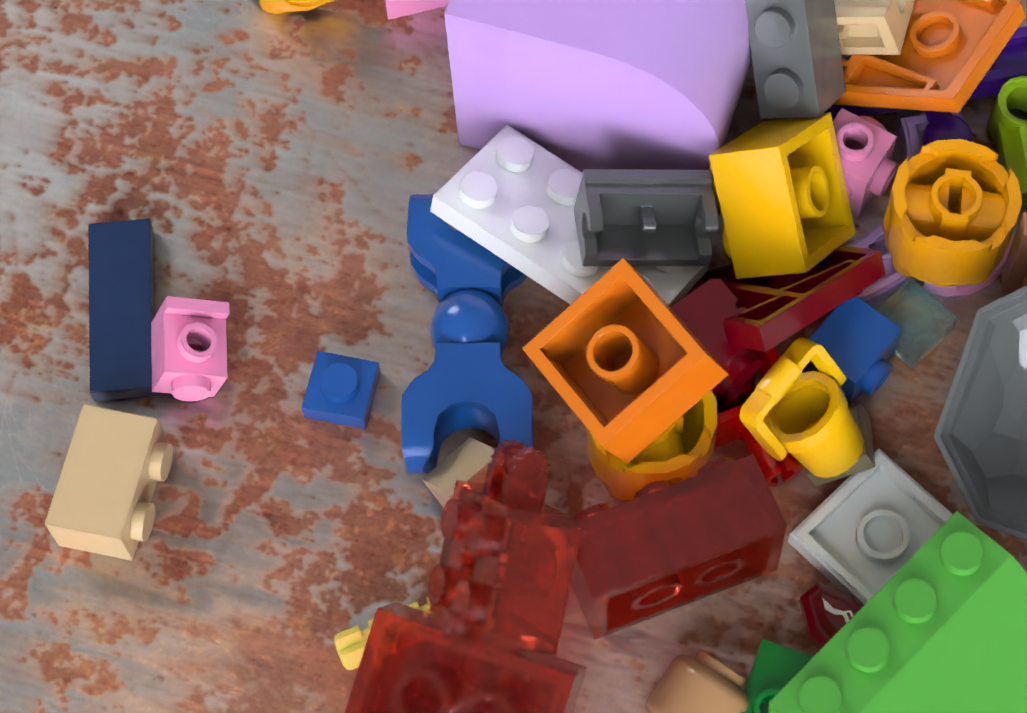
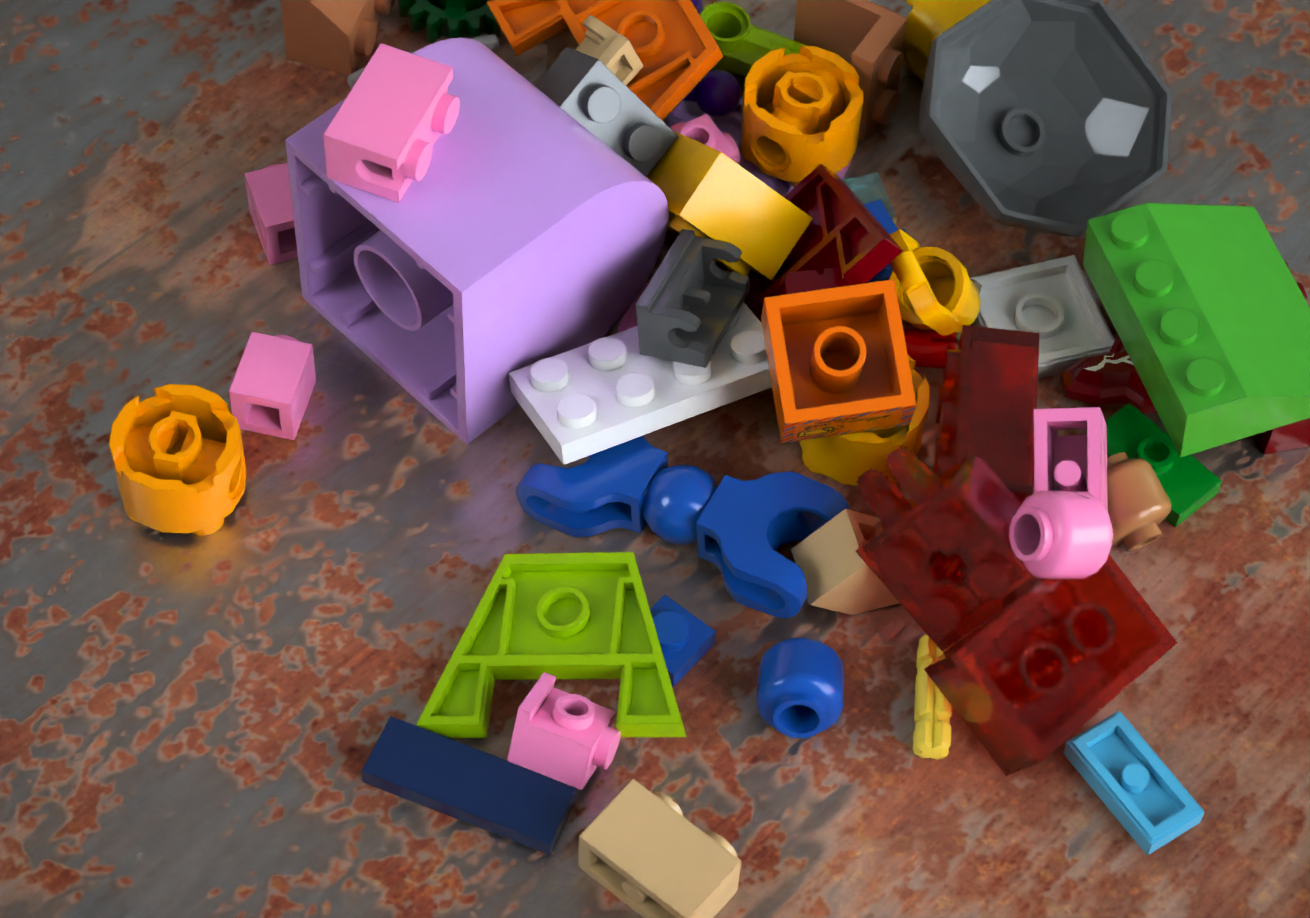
camera: 70 degrees left, 10 degrees down
(302, 296) = (563, 619): none -> lime wing
(337, 512) = (800, 687): none -> blue head
(531, 638) = (1061, 534): none -> bright pink head
(643, 632) = (1071, 461): none -> bright pink brick

